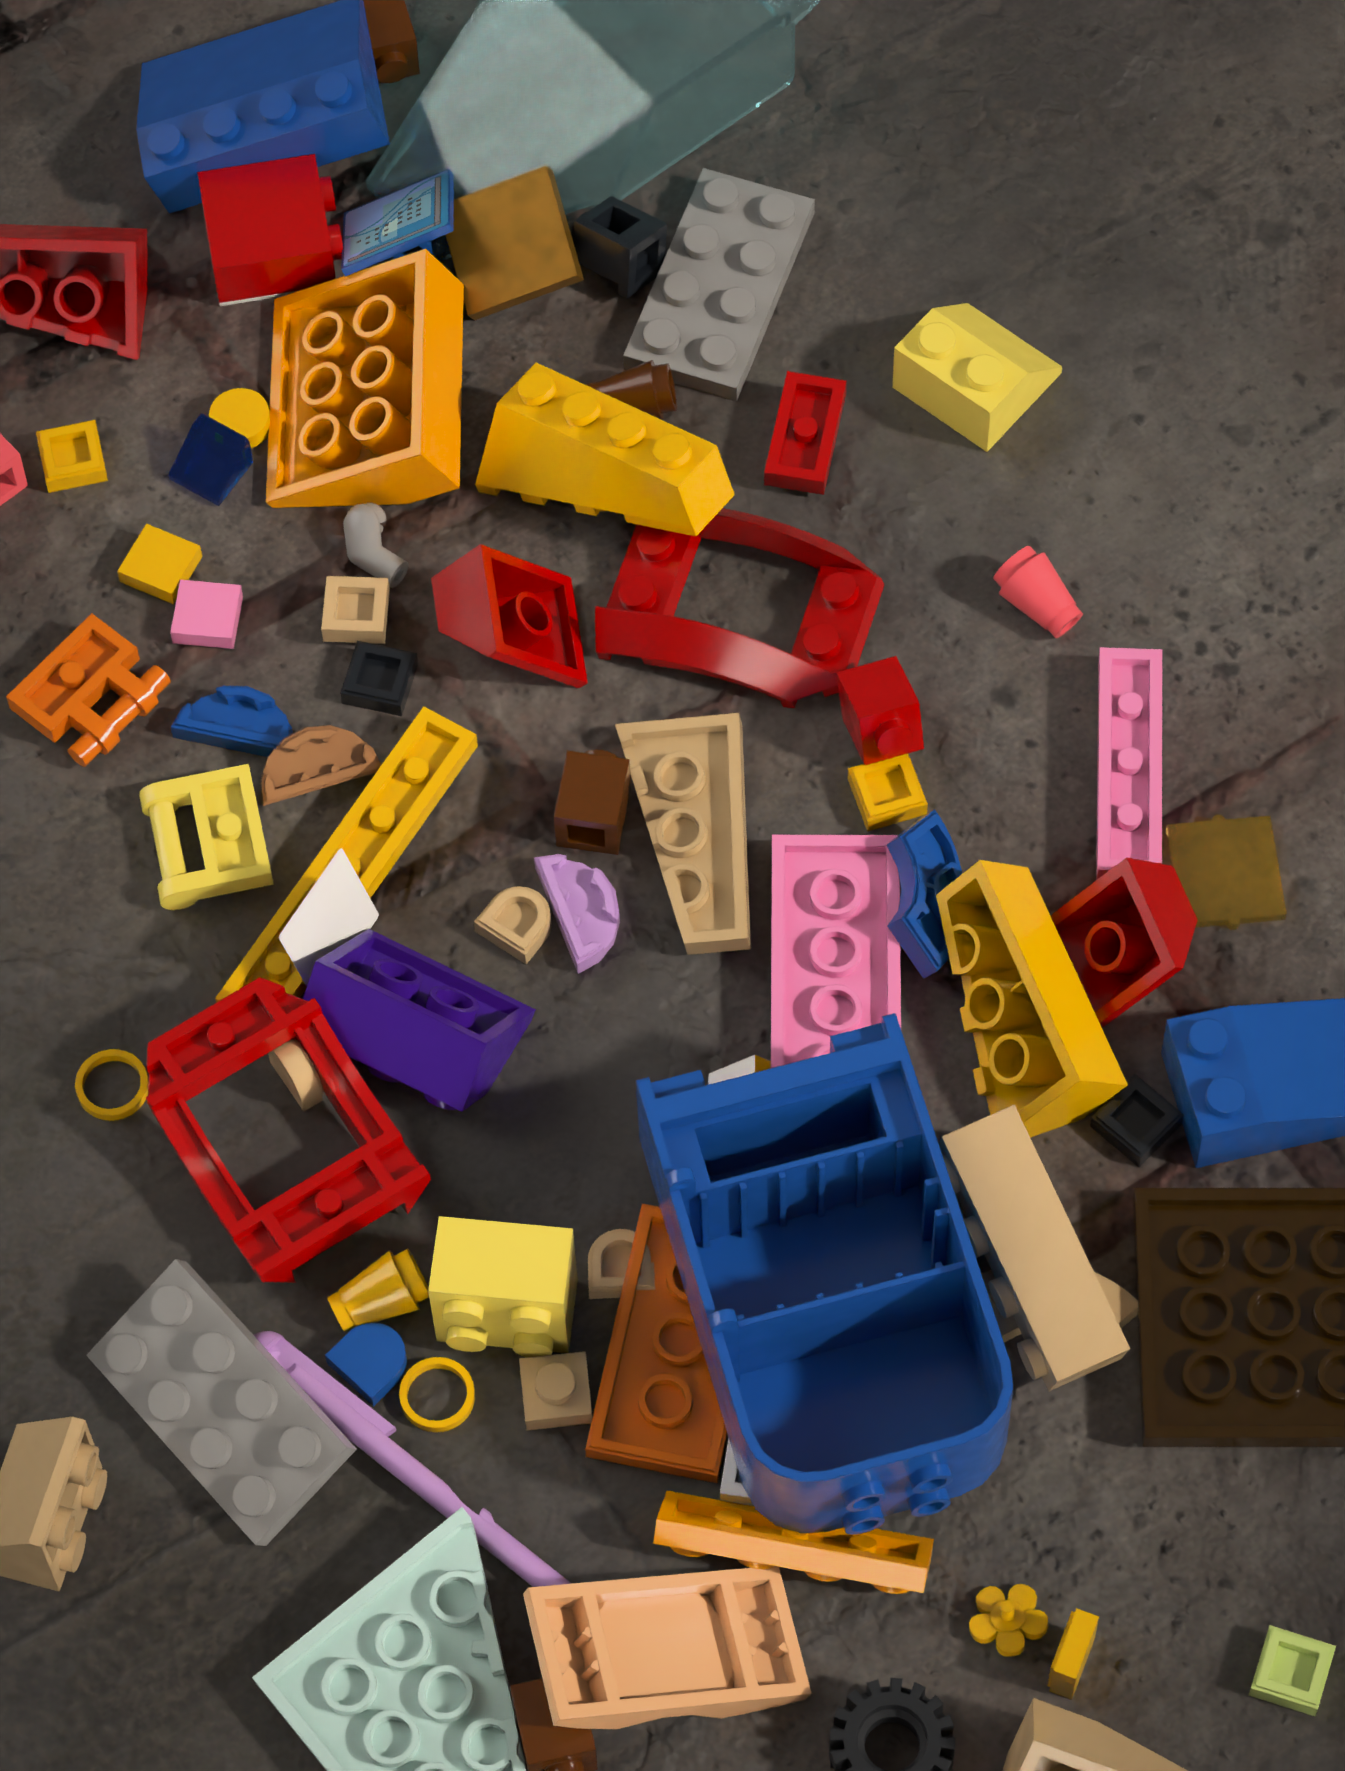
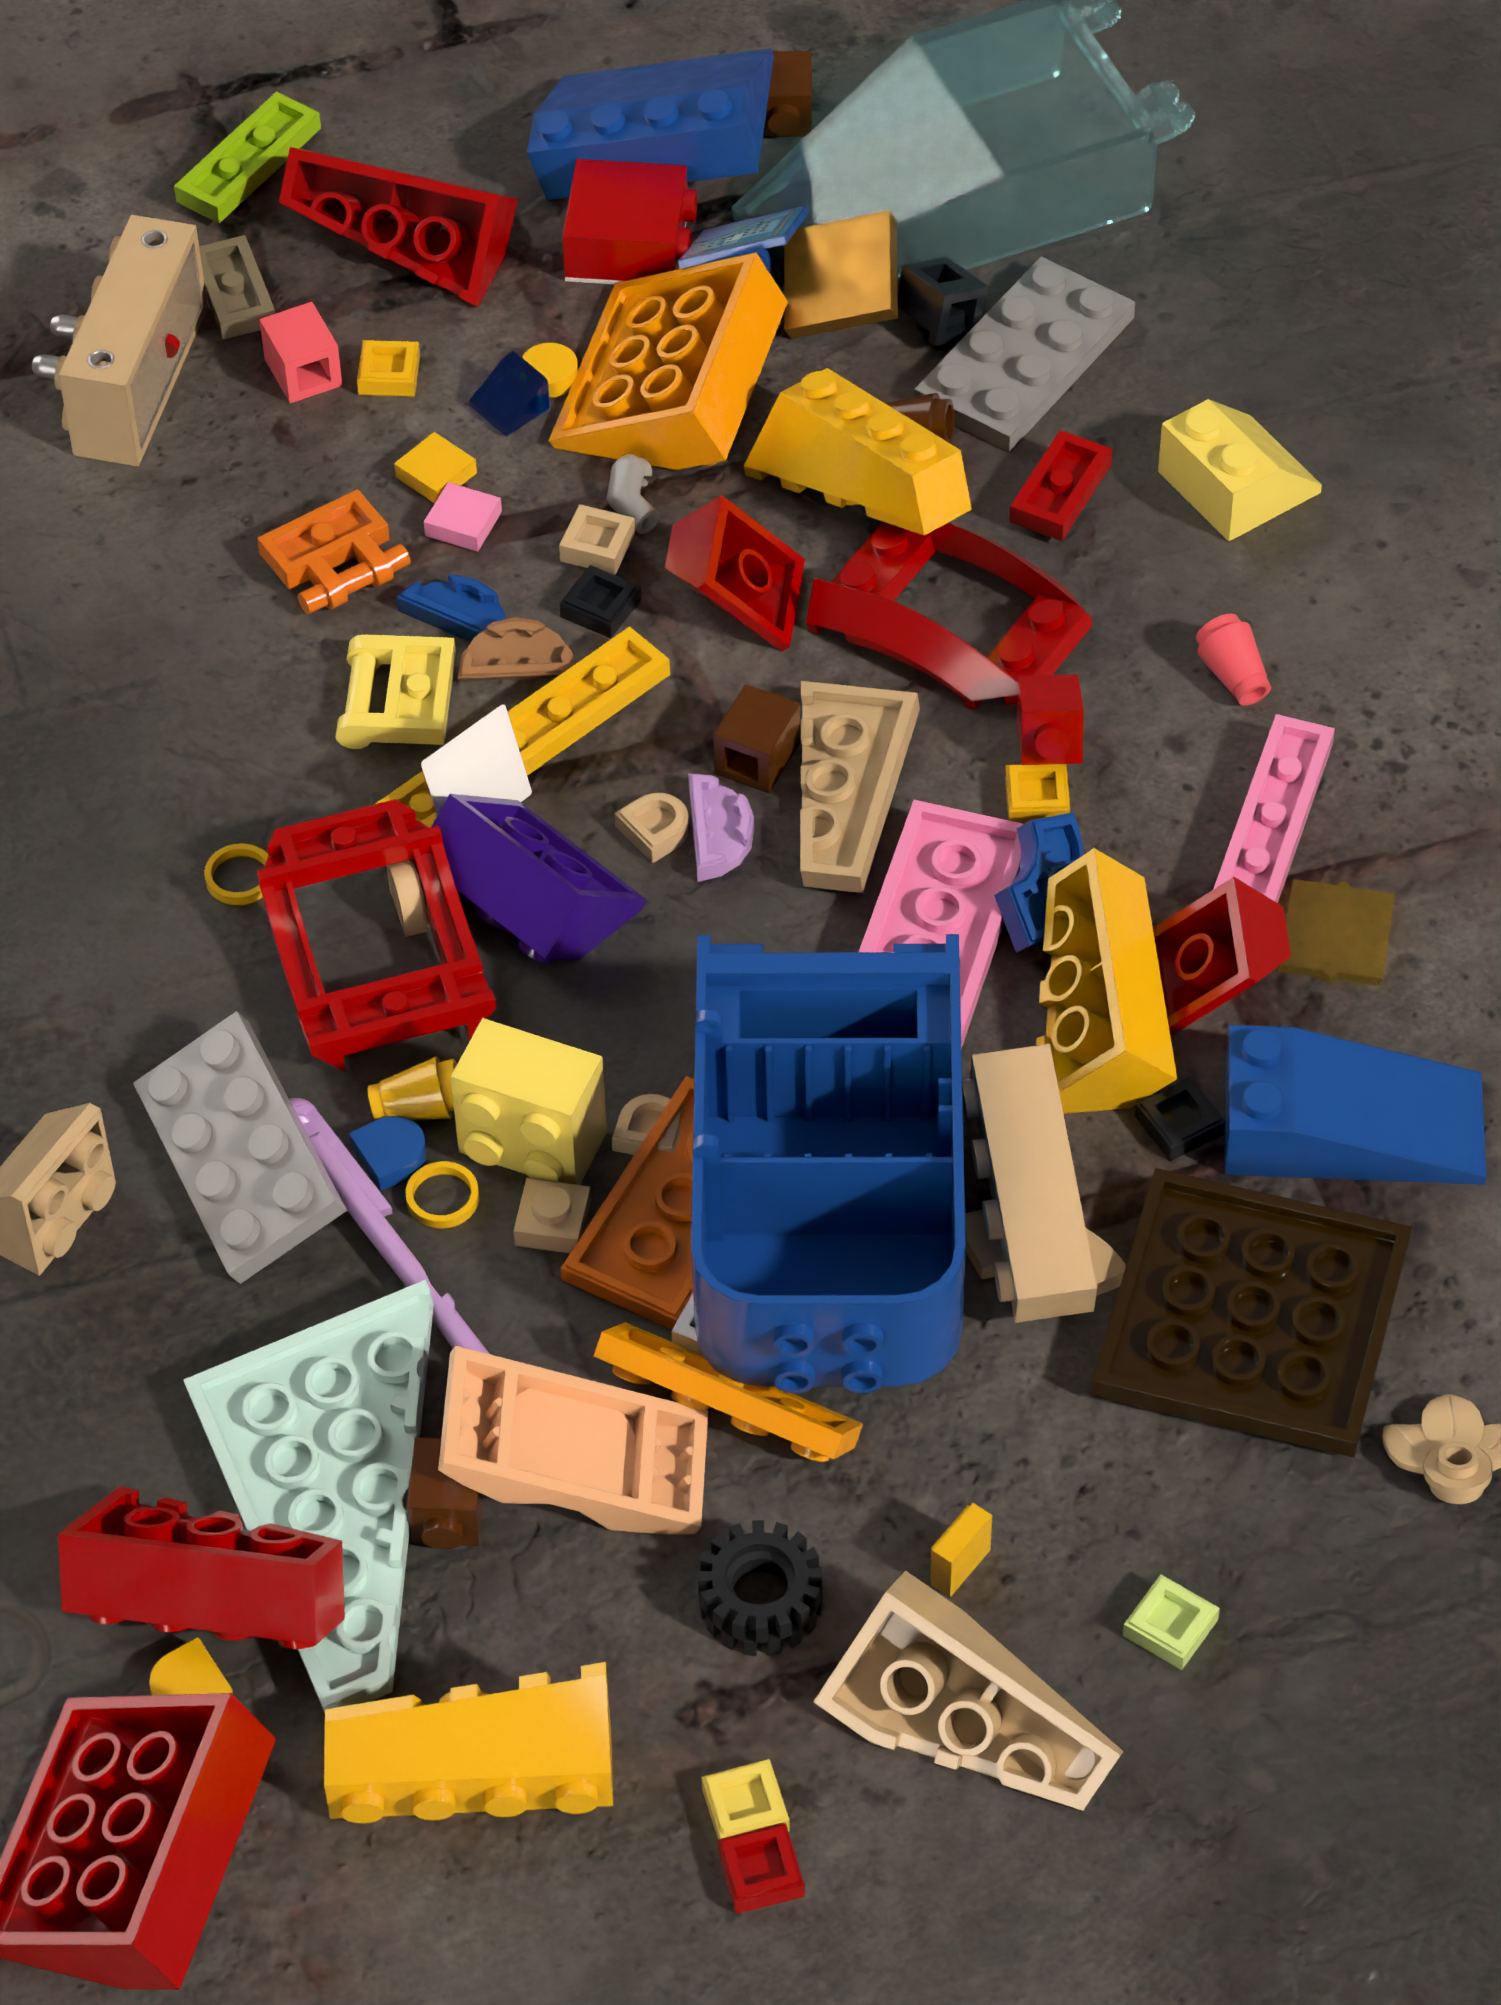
camera: 15 degrees right, 10 degrees down
(1008, 1619) = (911, 1510): yellow plant -> none

